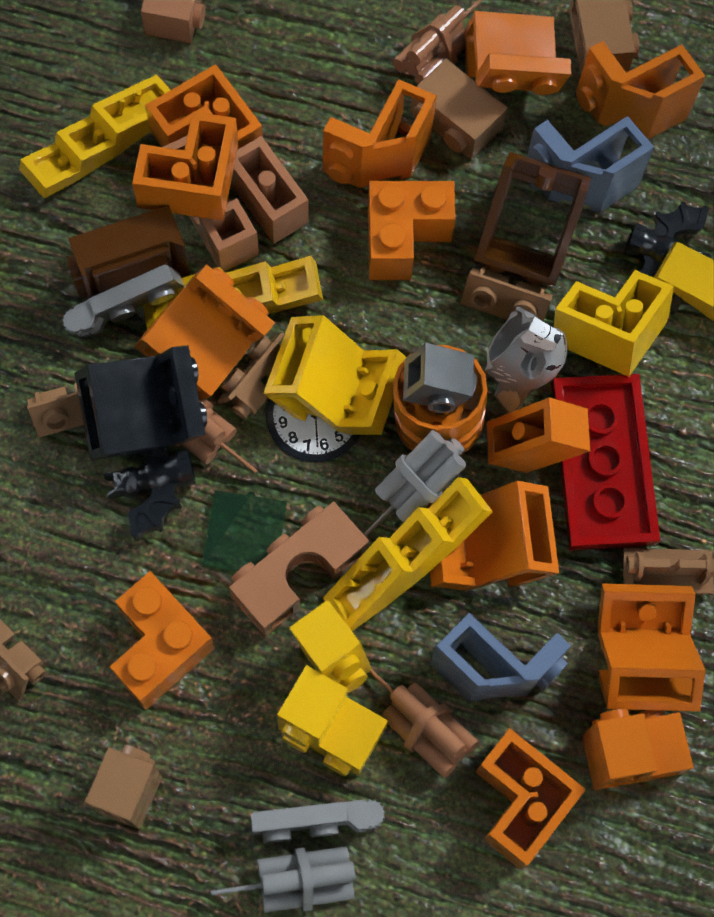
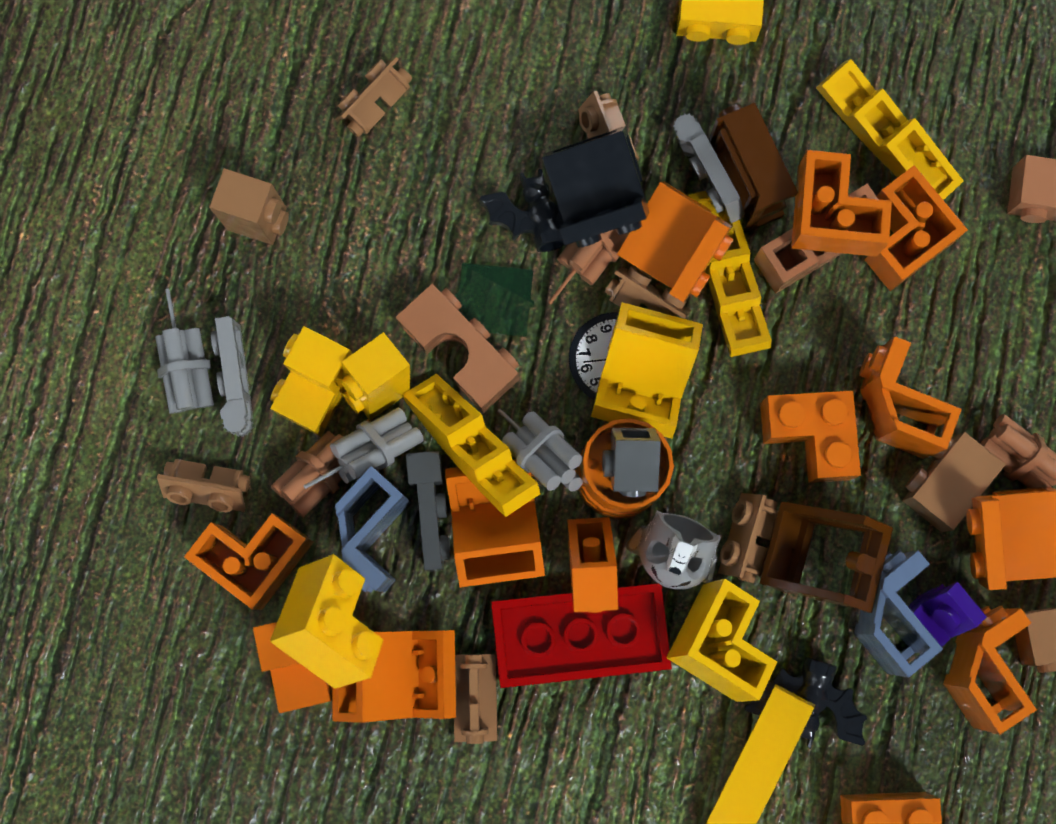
camera: 95 degrees right, 10 degrees up
(169, 642) = (385, 237): orange brick -> none
(269, 190) = (838, 294): nougat brick -> none
(407, 657) = (372, 445): none -> light grey piece
(435, 609) = (425, 474): none -> dark grey plate
(438, 876) = (185, 484): none -> medium nougat hinge
(587, 113) = (947, 612): none -> dark purple brick
(607, 698) = (320, 627): none -> yellow brick

